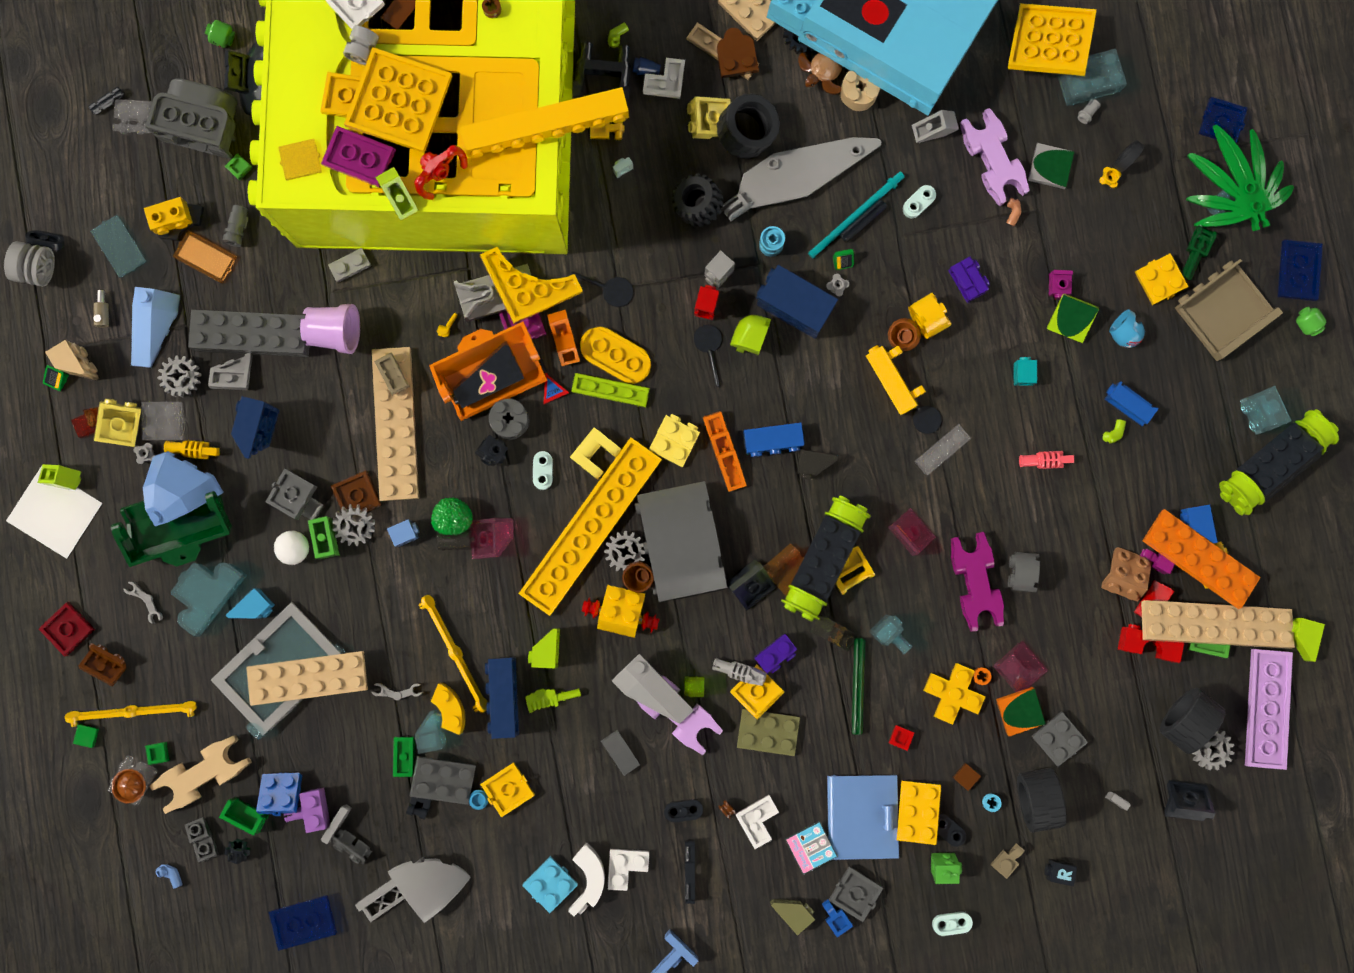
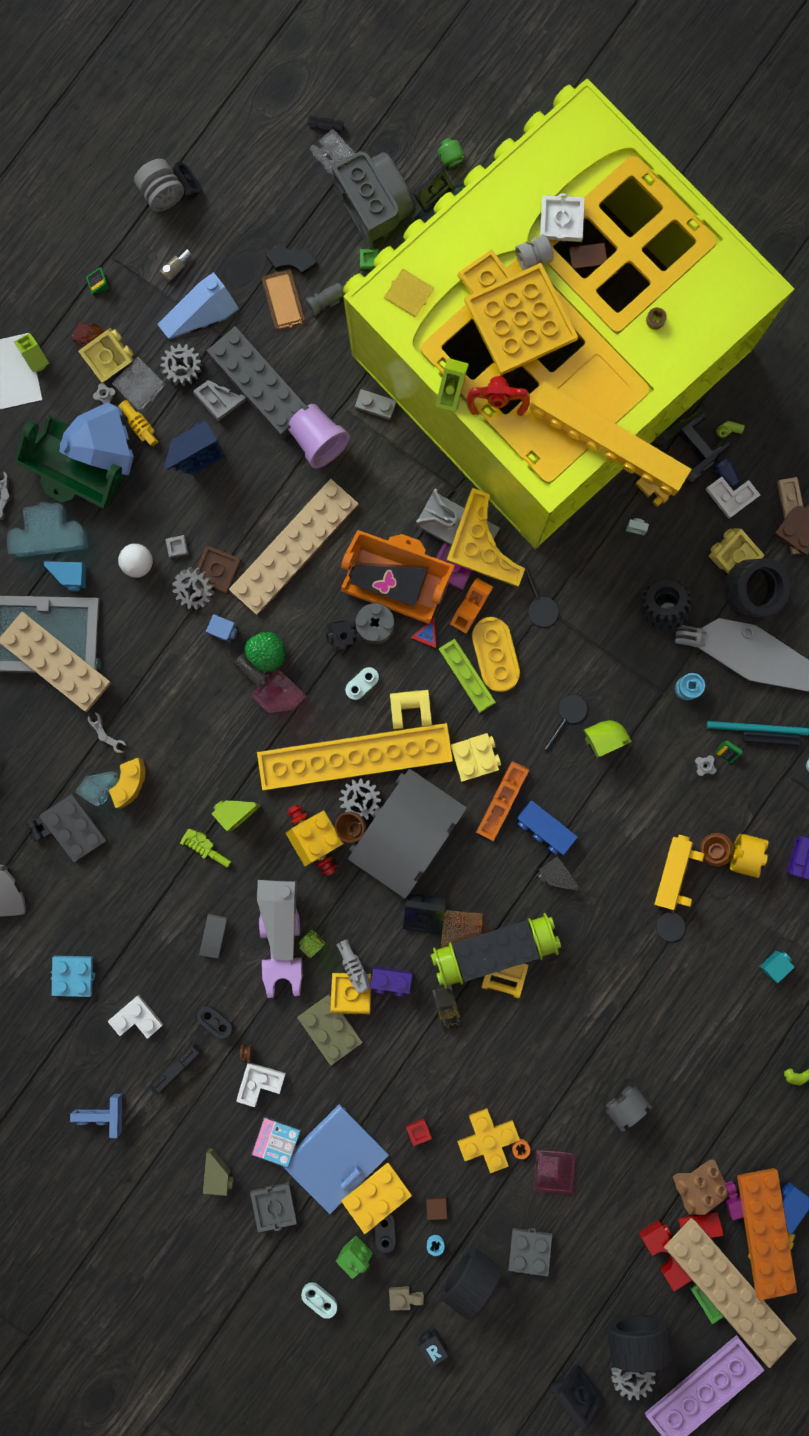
camera: 55 degrees right, 0 degrees up
(72, 360) = (121, 280): tan slope -> none
(118, 246) = (232, 233): clear light blue piece -> none
(168, 216) = (286, 245): yellow brick -> none
(291, 494) = (173, 523): dark grey plate -> none
(323, 537) = (163, 576): bright green brick -> none
(357, 156) = (451, 330): magenta tile -> none
(392, 374) = (326, 510): dark tan plate -> none
(403, 757) = (64, 783): green plate -> none
(445, 330) = (393, 516): yellow hand -> none
(454, 652) = (171, 748): yellow piece -> none
(478, 799) = (84, 866): dark azure plate -> none
(503, 697) = (171, 814): dark blue brick -> none
(507, 789) = (110, 880): yellow plate -> none
(593, 868) = (113, 994): white arch -> none
(706, 302) = (598, 683): red brick -> none
(719, 269) = (630, 668): light grey piece -> none
(795, 301) = (662, 746): dark blue brick -> none
(837, 919) = (241, 1211): blue plate -> none
(858, 686) = (426, 1064): dark green axle -> none
(889, 631) = (487, 1047): clear light blue brick -> none
(911, 532) = (576, 995): clear pink slope -> none
(942, 449) = (659, 959): clear plate -> none
(974, 568) = (579, 1090): magenta piece -> none
(1020, 711) = (522, 1203): dark green tile -> none
(1046, 460) = (727, 1044): coral hinge -> none
(1120, 802) = (526, 1340): light grey tile -> none
(1307, 637) = (786, 1371): lime slope -> none

